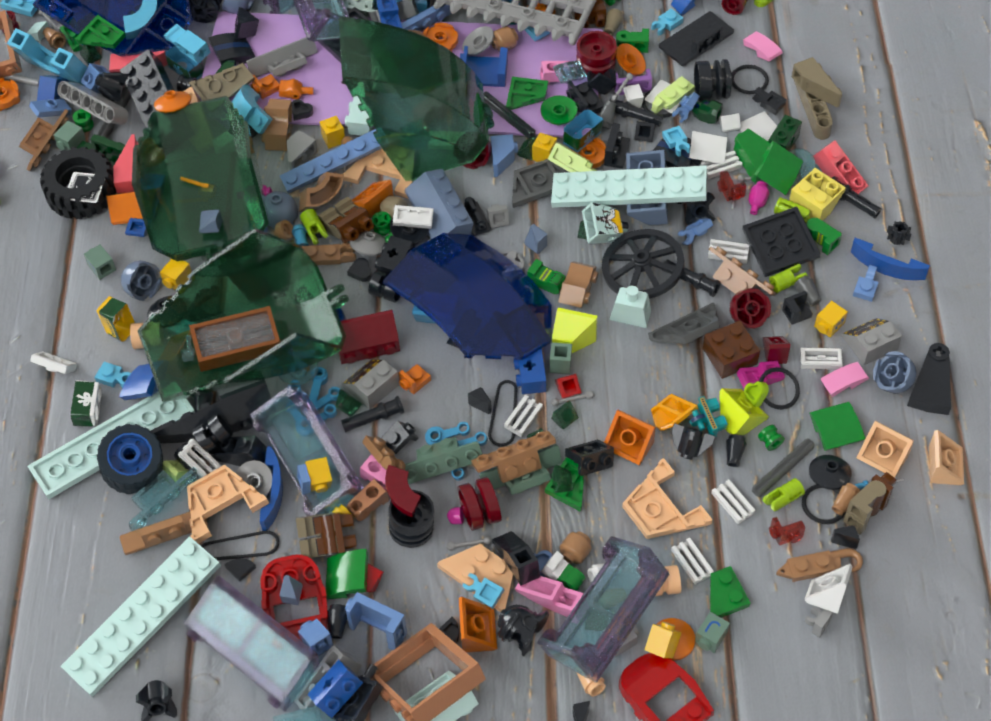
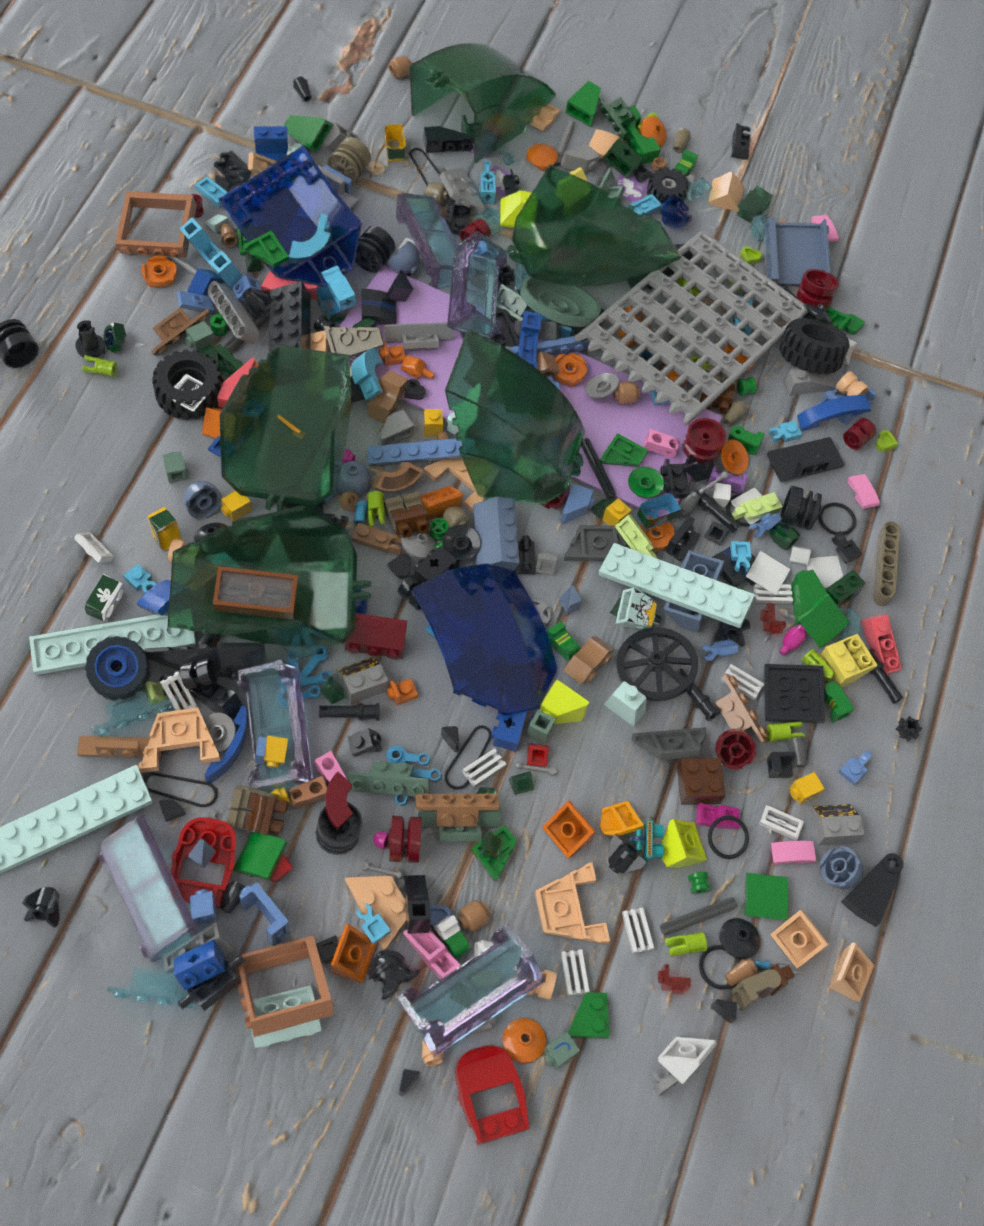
camera: 10 degrees right, 5 degrees up
(172, 101) = (299, 341): orange dish -> none
(188, 354) = (208, 591): clear light blue hand -> none
(210, 221) = (285, 468): sand blue slope -> none
(382, 453) = (341, 755): medium nougat hinge -> none
(413, 216) = (467, 535): white plate -> none
(489, 70) = (596, 415): blue panel -> none
(569, 71) = (671, 449): clear light blue slope -> none
(591, 456) = (527, 833): black bracket -> none
(663, 640) = (512, 1041): yellow brick -> none
(735, 448) = (662, 879): black cone -> none
(756, 392) = (705, 833): lime tile -> none
(776, 349) = (743, 796): dark red slope -> none
(813, 80) = (894, 546): dark tan slope -> none
(817, 564) = (688, 1024): medium nougat plate -> none
(886, 265) = (884, 757): blue slope -> none

